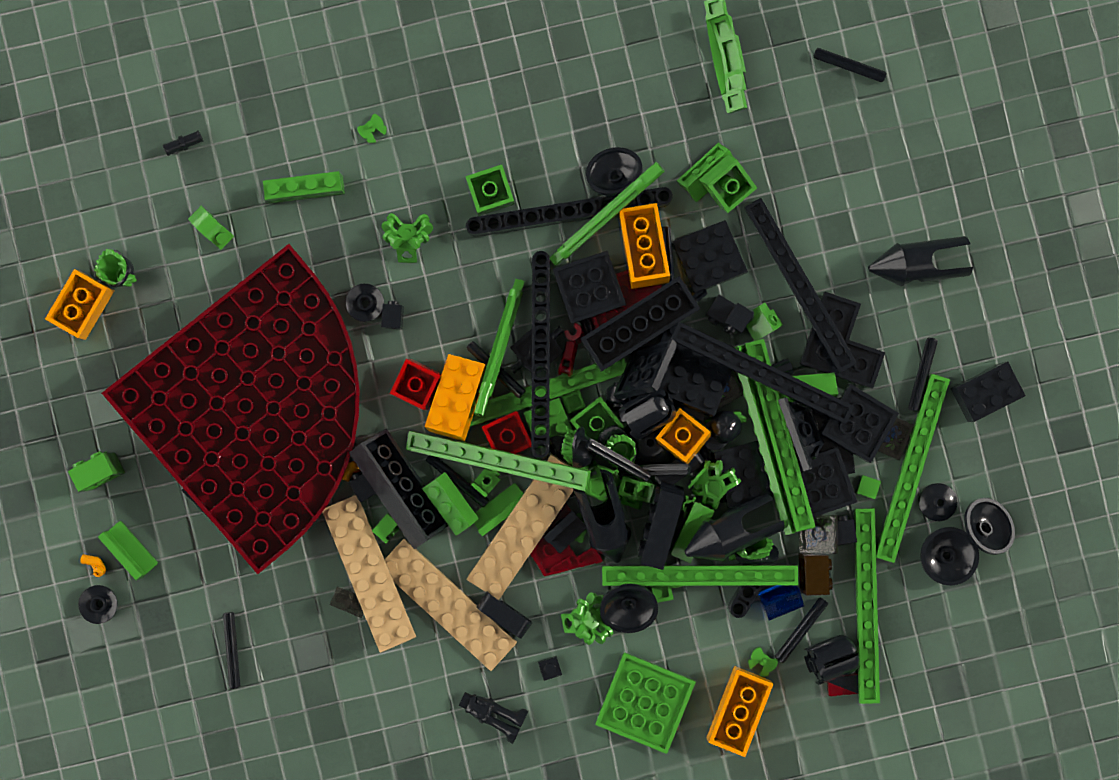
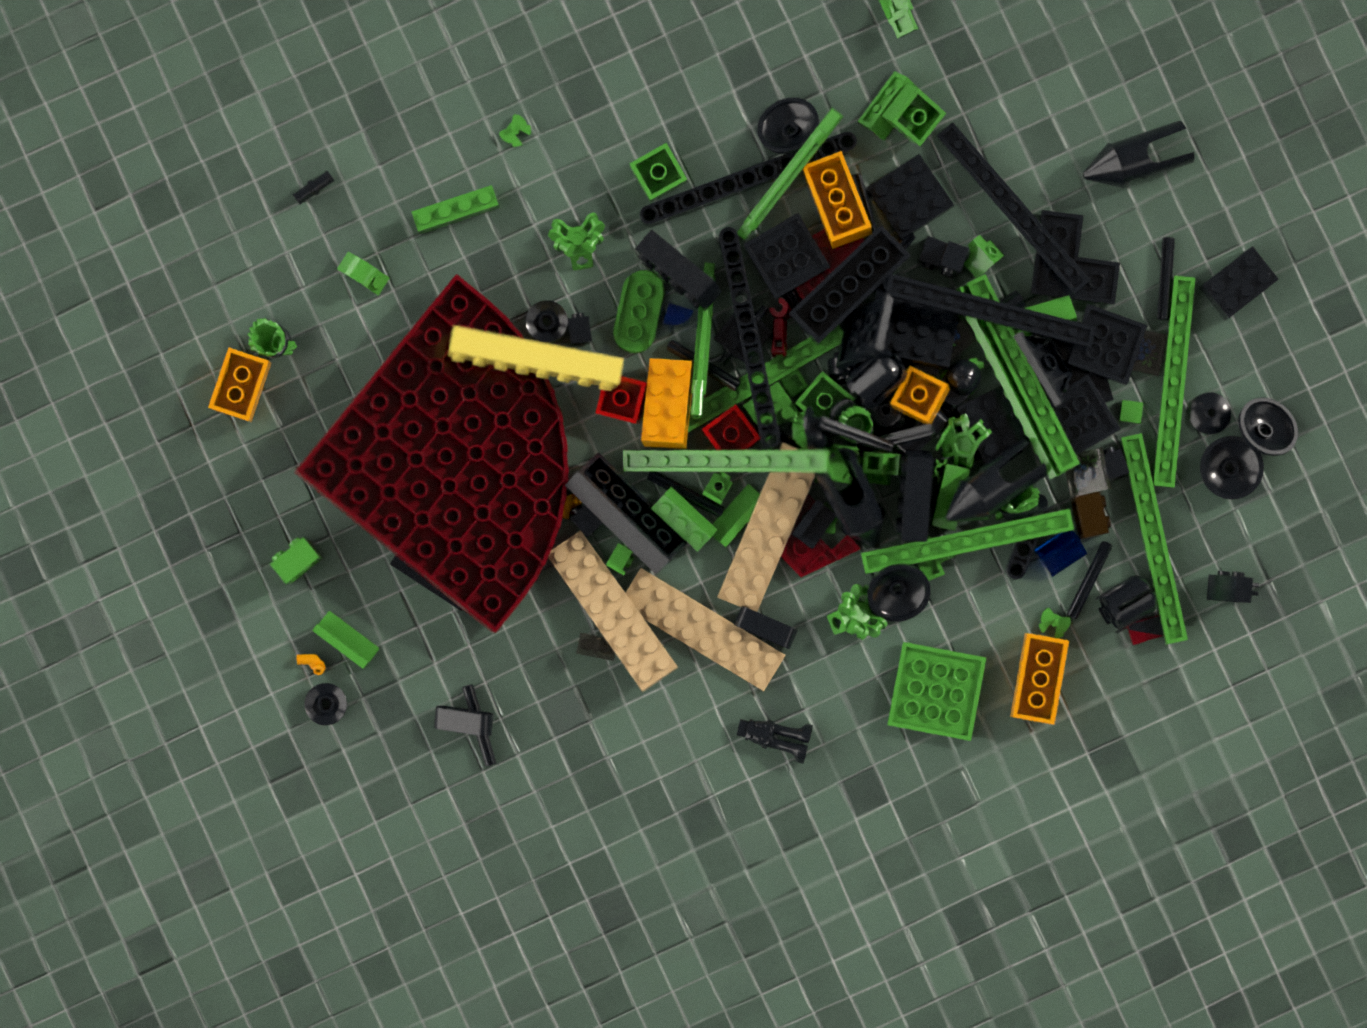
camera: 15 degrees left, 0 degrees up
(216, 645) = (463, 720): none -> beam
(343, 333) = (535, 358): none -> light yellow brick
(448, 310) = (638, 311): none -> bright green tile
(480, 321) = (677, 316): none -> clear blue brick
(488, 280) = (677, 271): none -> black brick
(550, 668) = (826, 675): black plate -> none
(928, 665) = (1231, 588): none -> black brick

